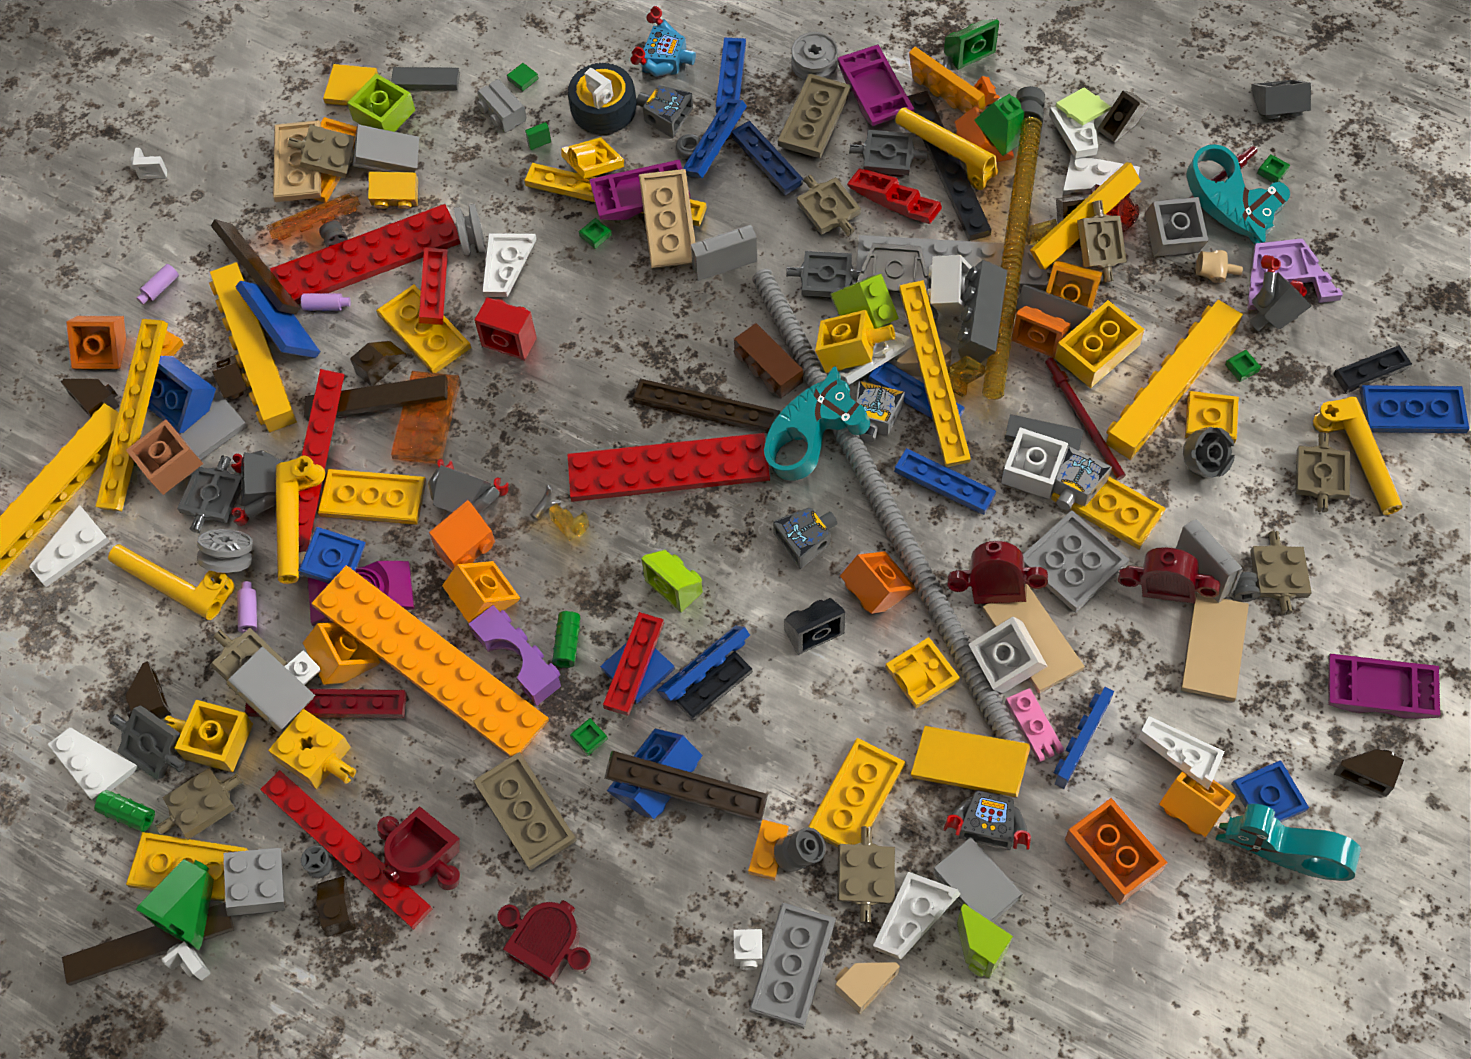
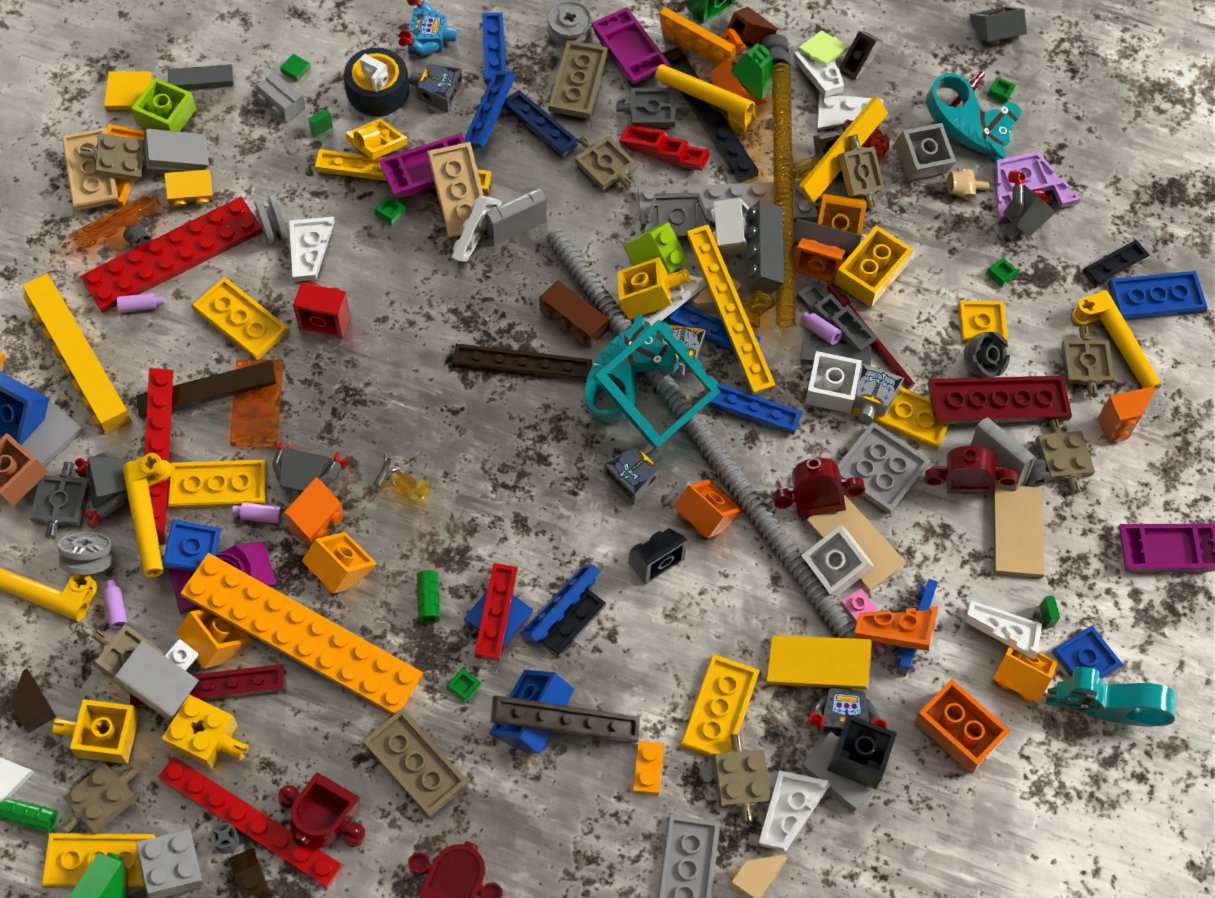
camera: 15 degrees left, 0 degrees up
(148, 742) = (41, 746): dark grey plate -> none
(229, 377) = (58, 385): dark brown slope -> none
(255, 267) = (66, 276): dark brown tile -> none
(281, 326) = (97, 324): blue tile -> none
(376, 360) = (200, 354): dark brown slope -> none
(407, 530) = (258, 512): none -> lavender cylinder
(433, 286) = (244, 276): red plate -> none
(496, 632) = (360, 598): medium lavender arch -> none
(667, 467) = (495, 424): red plate -> none
(672, 579) = (518, 528): lime slope -> none
(675, 259) = (470, 237): none -> white wing
(686, 140) = (461, 113): dark grey piece -> none
(748, 949) = (644, 861): white bracket -> none
(799, 849) = (678, 764): dark grey wheel -> none
(806, 466) = (630, 410): none -> teal window
(824, 273) = (612, 226): dark grey plate -> none
(922, 672) = (762, 586): yellow plate -> none
(981, 941) = (856, 824): lime slope -> none
(998, 863) = (862, 751): none -> black slope
(1007, 75) = (751, 26): none -> reddish brown slope
(1032, 404) = (822, 328): none -> lavender cylinder
(1050, 395) = (829, 308): none -> dark grey slope
(1065, 737) = (903, 629): none -> orange wing
(1173, 380) = (944, 291): yellow brick -> none
(1216, 502) = (999, 399): none -> dark red plate
(1235, 739) = (1049, 611): none -> green tile
(1353, 532) = (1123, 413): none -> orange slope
(1372, 770) = (1173, 624): dark brown slope -> none

